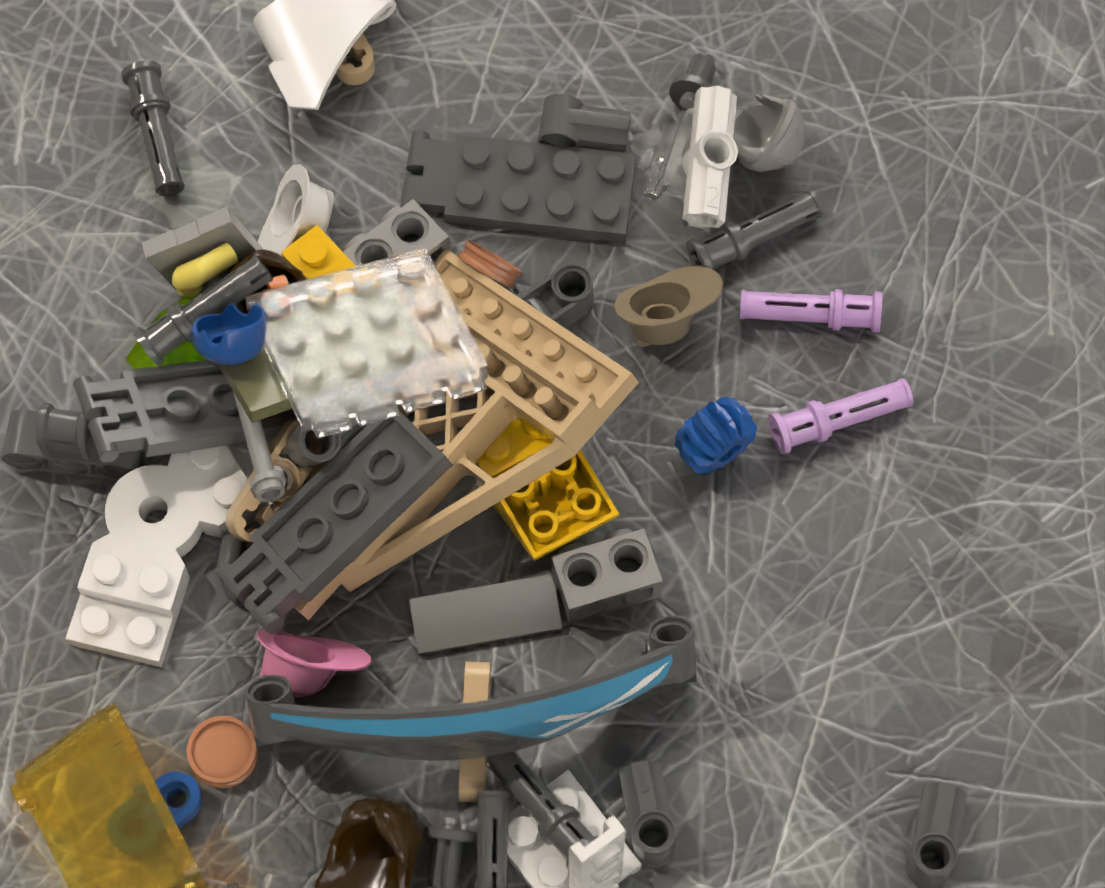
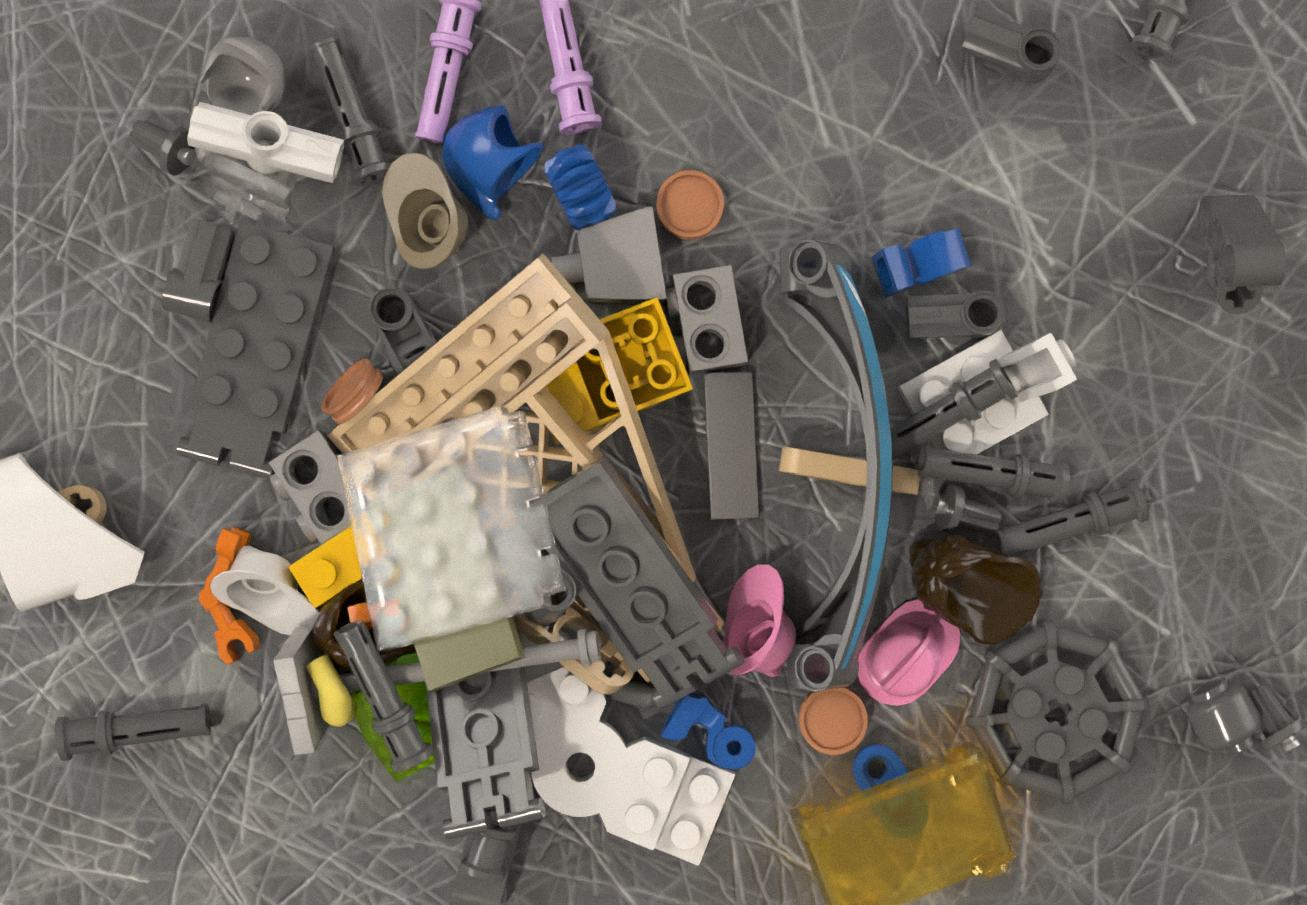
camera: 85 degrees left, 20 degrees up
(188, 644) = (725, 743): none -> blue leg
(231, 335) = (429, 670): blue hair -> none
(256, 196) = (229, 628): none -> orange piece
(293, 817) = (907, 654): none -> bright pink piece
(653, 483) = (617, 260): none -> light grey torso
(700, 778) = (920, 261): none -> blue leg
(719, 548) = (689, 205): none -> nougat piece
(733, 356) = (487, 157): none -> blue piece

